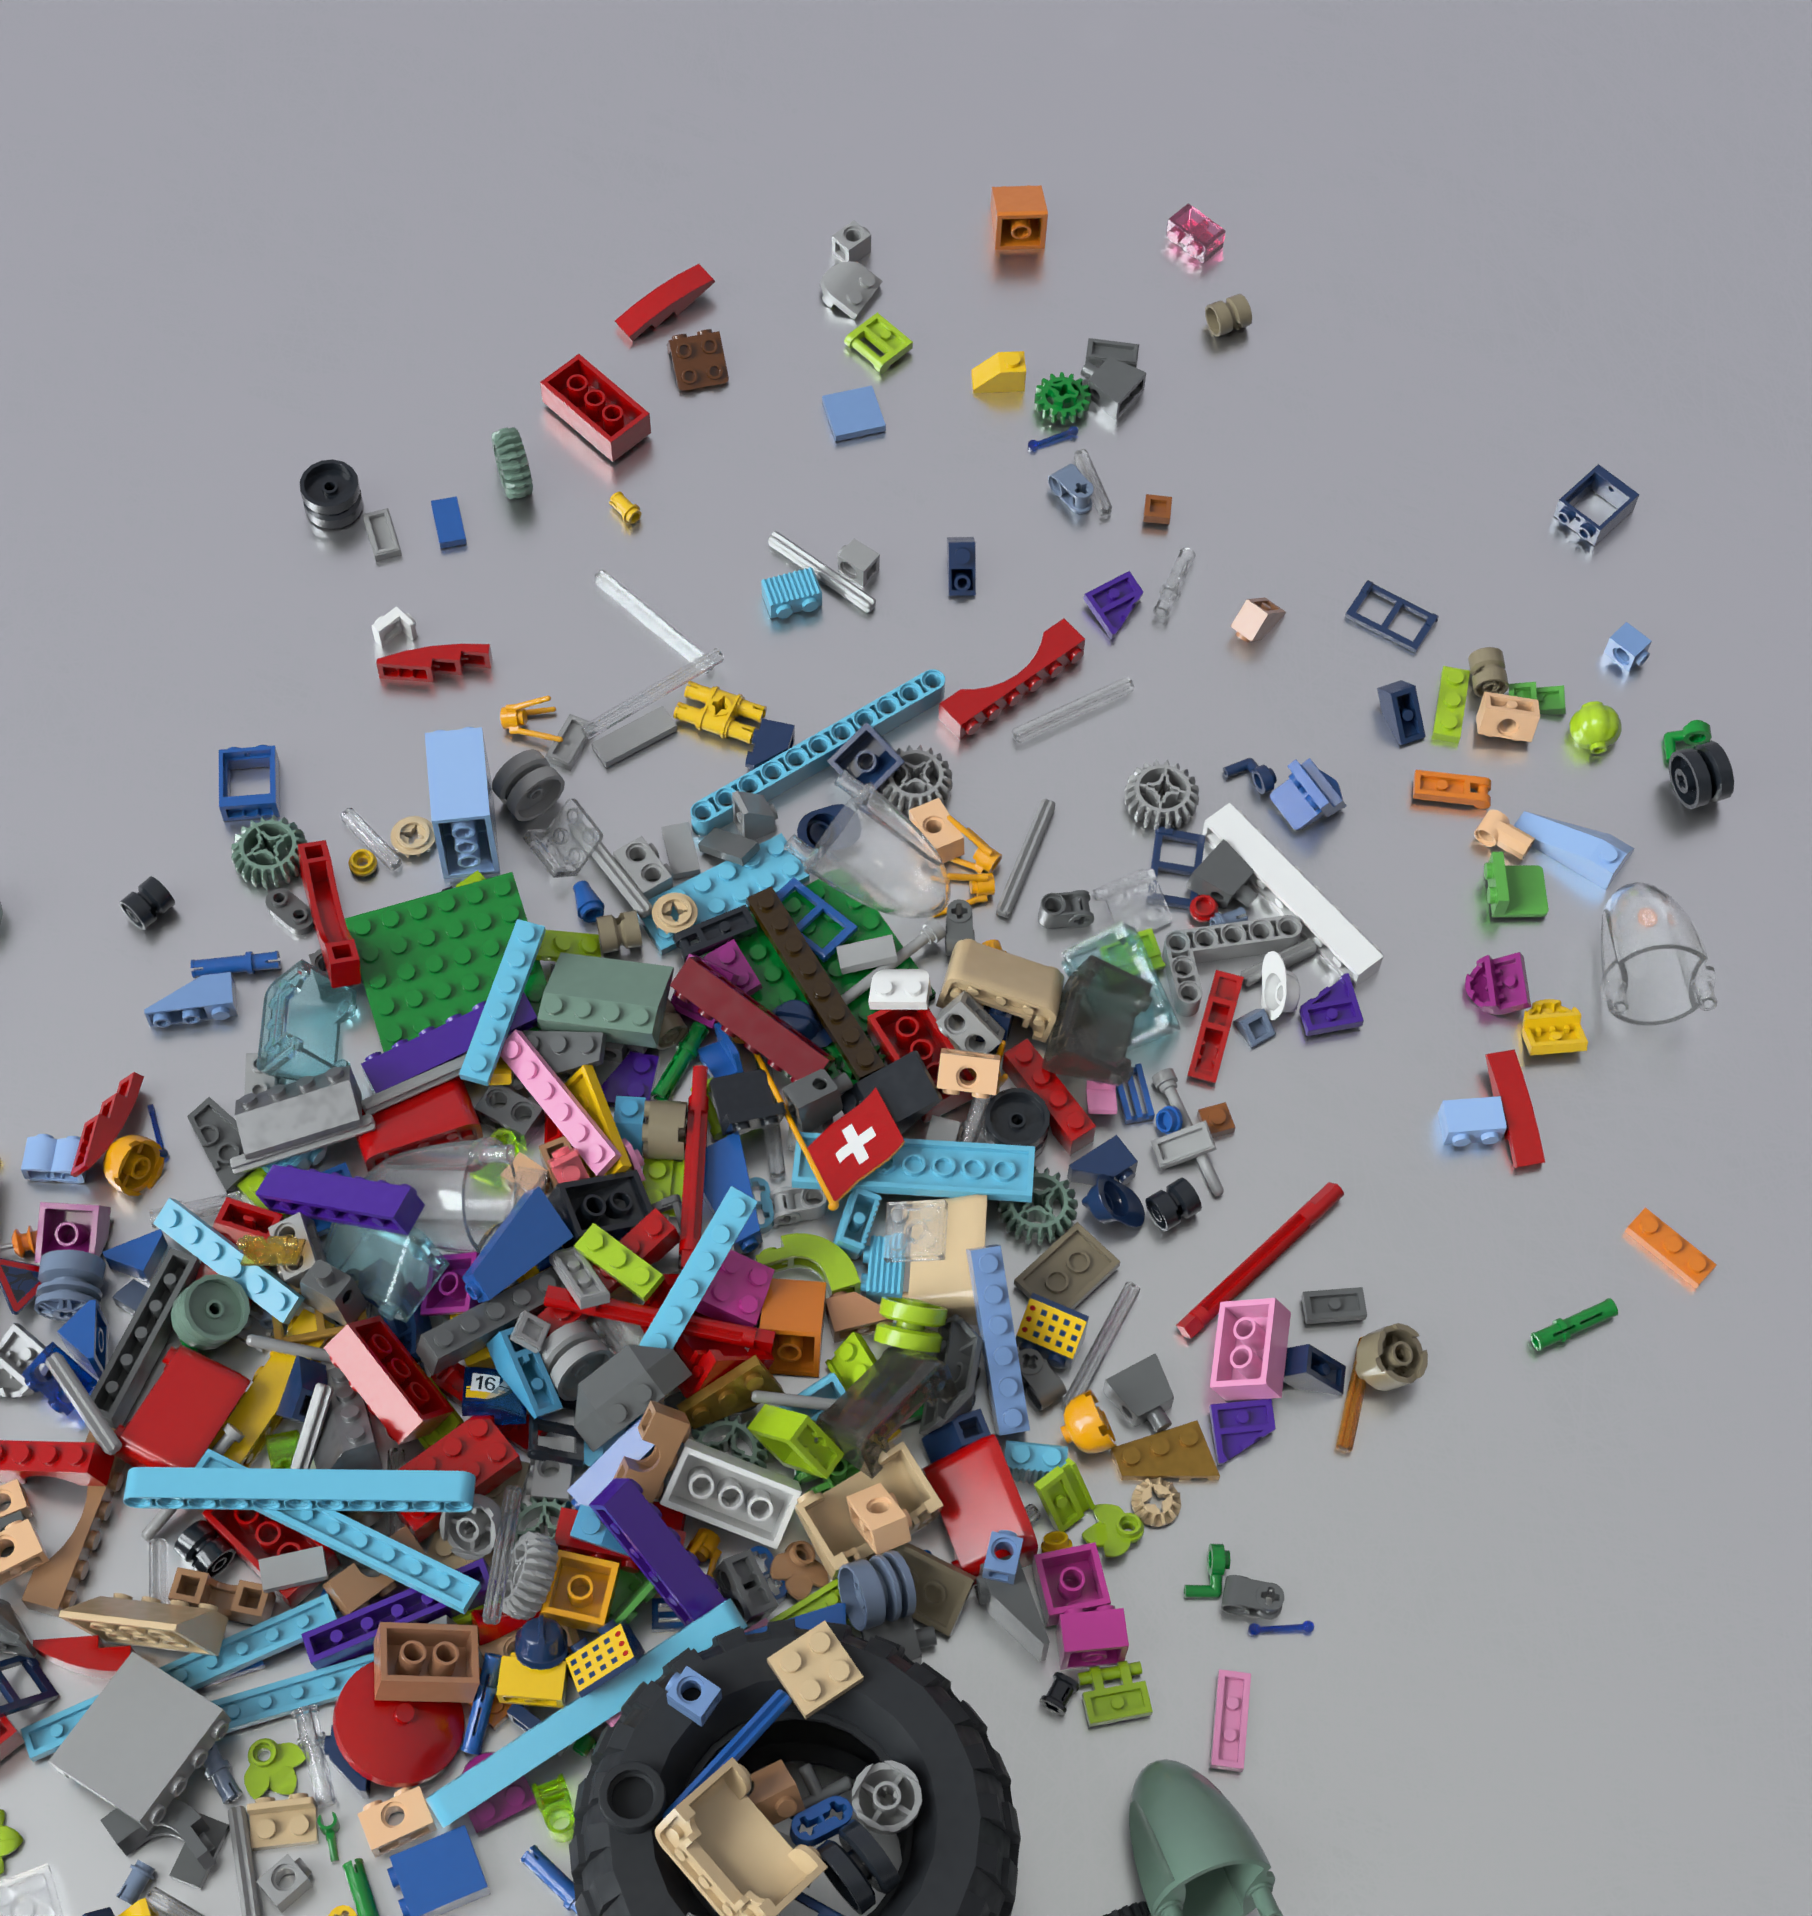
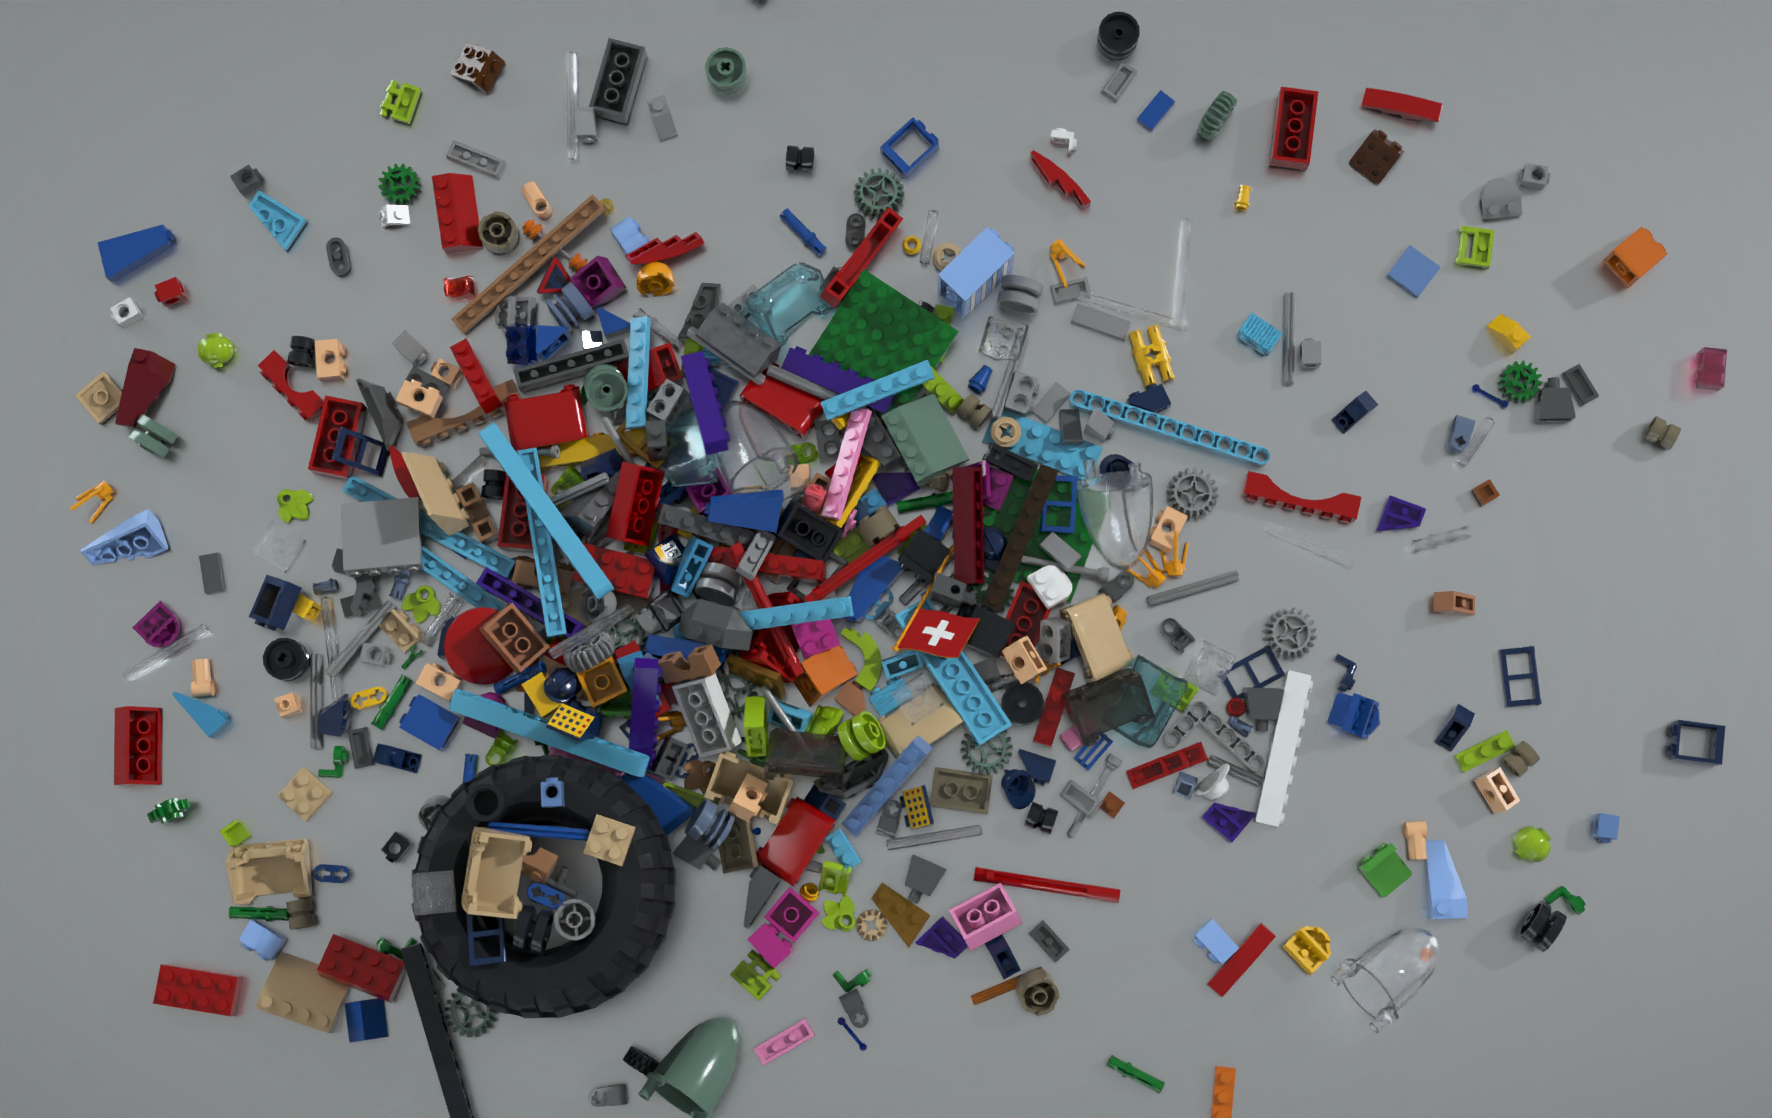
camera: 60 degrees right, 20 degrees up
(83, 1403) = (511, 371): light grey axle -> none
(163, 1153) = (692, 262): clear blue hinge -> none
(202, 999) = (769, 232): medium blue slope -> none
(270, 1251) = (653, 392): clear yellow hinge -> none
(293, 1569) = (511, 537): light grey tile -> none
(530, 1331) = (709, 552): light grey tile -> none
(619, 1262) = (778, 566): lime plate -> none
(867, 757) = (1179, 461): dark blue slope -> none
(1002, 1569) = (760, 874): medium blue brick -> none
(1059, 1693) = (734, 948): black bush -> none
(1087, 1425) = (883, 862): light orange cylinder -> none
(1169, 1120) = (1090, 780): blue plate -> none
(1452, 788) = (1425, 789): orange plate -> none
(1499, 984) = (1314, 900): magenta slope -> none
(1550, 698) = (1529, 799): bright green slope -> none

